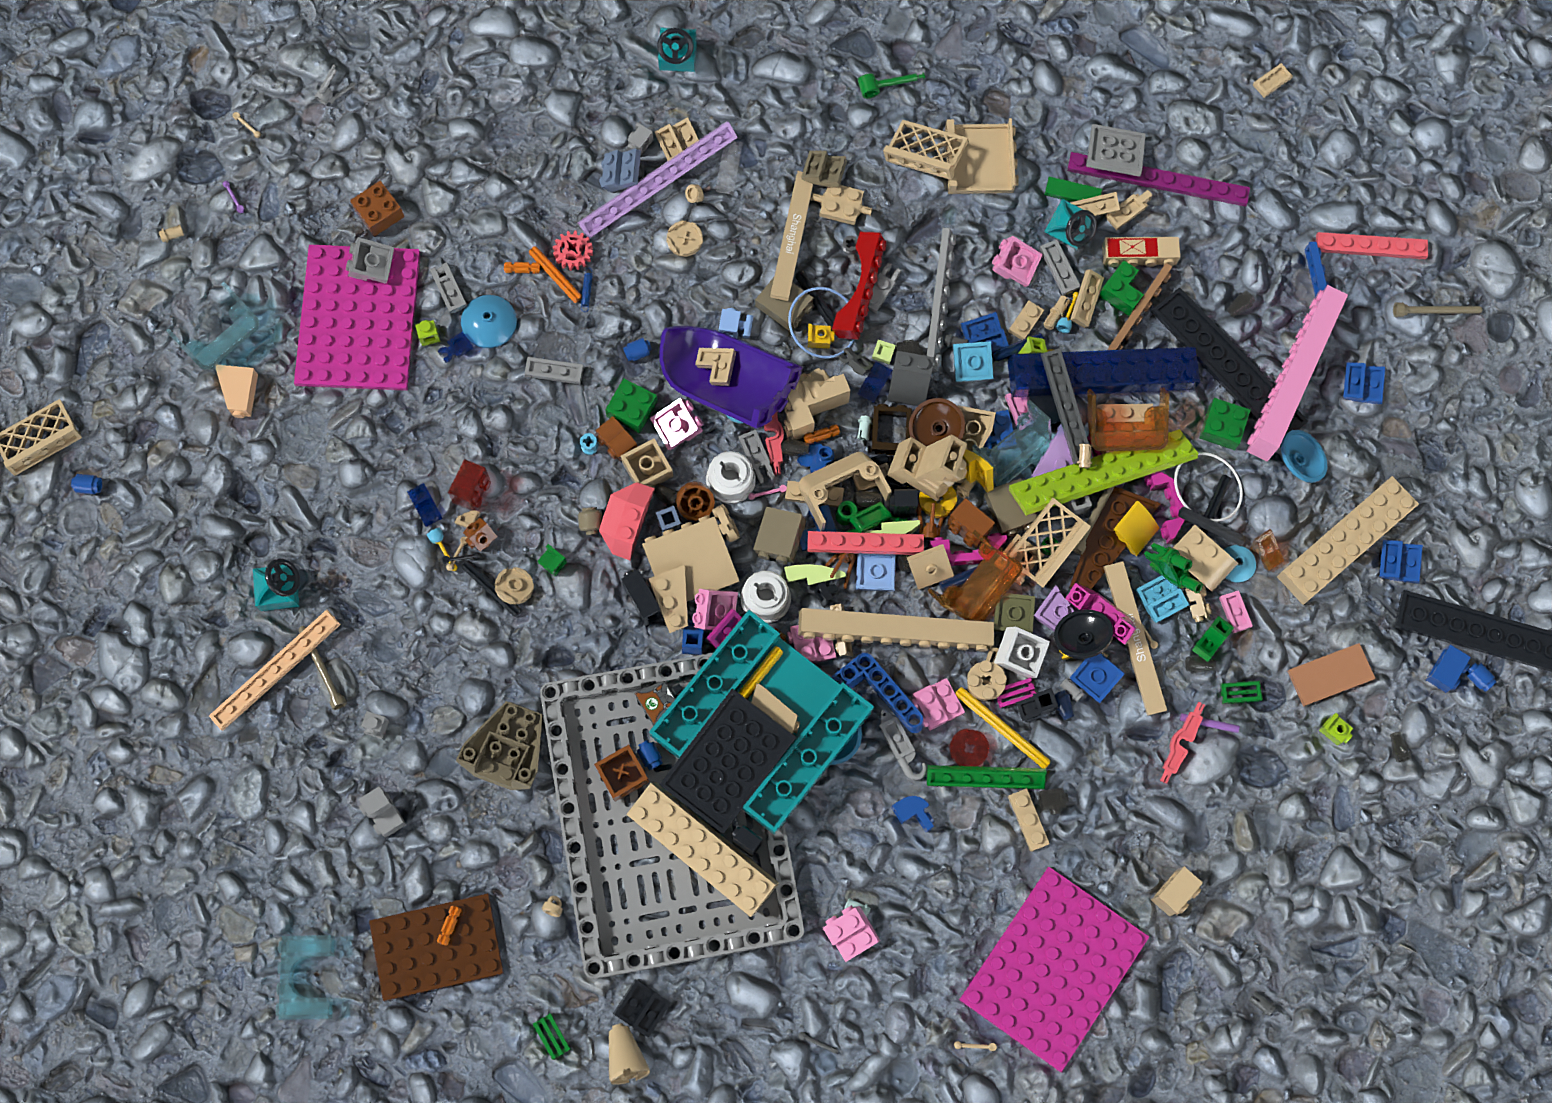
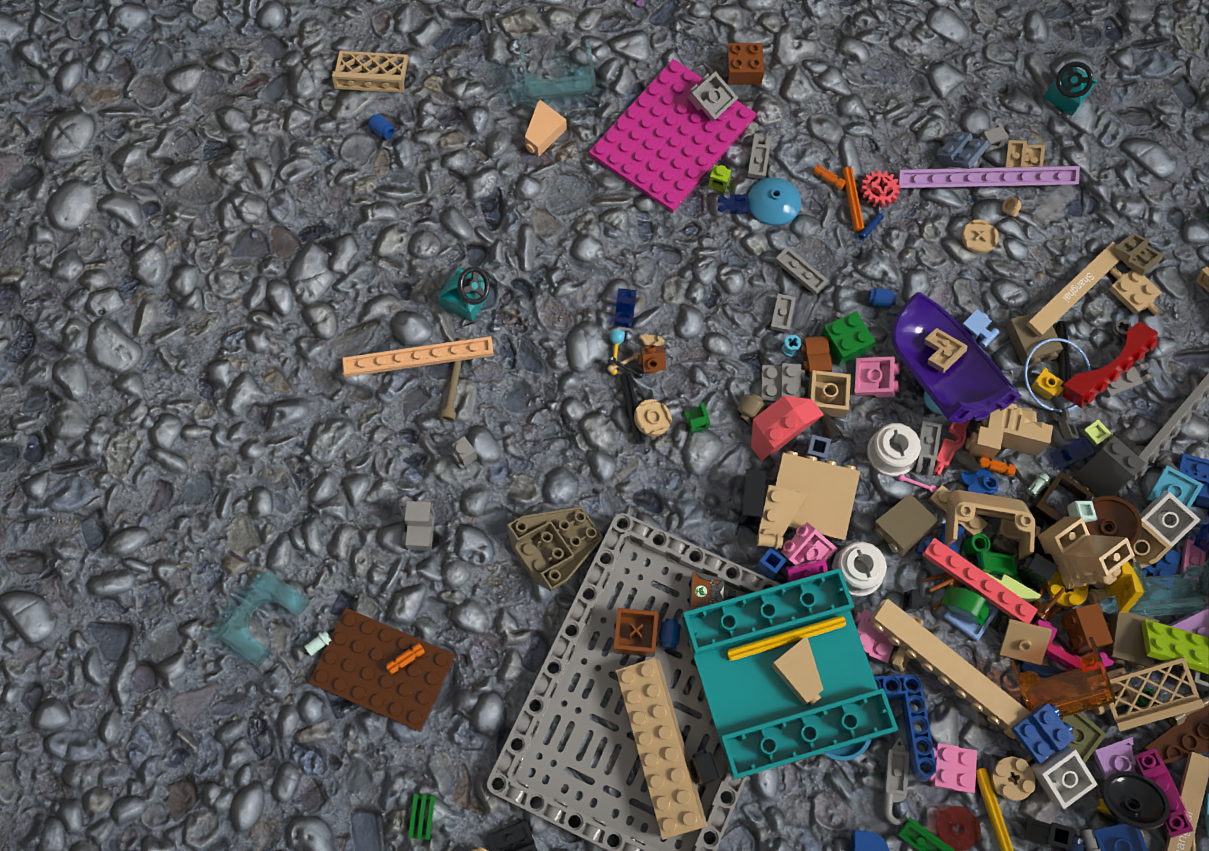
camera: 35 degrees right, 5 degrees down
(367, 964) = (318, 642): none -> light aqua pin
(469, 485) = (671, 314): clear red brick -> none
(551, 908) = (498, 706): tan tile -> none
(563, 419) = (783, 313): none -> light grey plate
(602, 481) = (781, 381): none -> light grey plate
(679, 624) = (770, 541): none -> tan pin
(695, 500) = (851, 448): dark orange cylinder -> none
(727, 524) = (865, 484): tan plate -> none
(727, 760) = (735, 686): black plate -> none
(813, 573) = (913, 576): yellowish green slope -> none
(867, 567) = (966, 603): none -> green brick
(910, 428) = (1082, 509): none -> light aqua slope
(980, 389) = (1169, 518): none -> white brick
(985, 629) = (1043, 732): none -> blue plate
(1030, 688) = (1050, 813): dark pink tile -> none

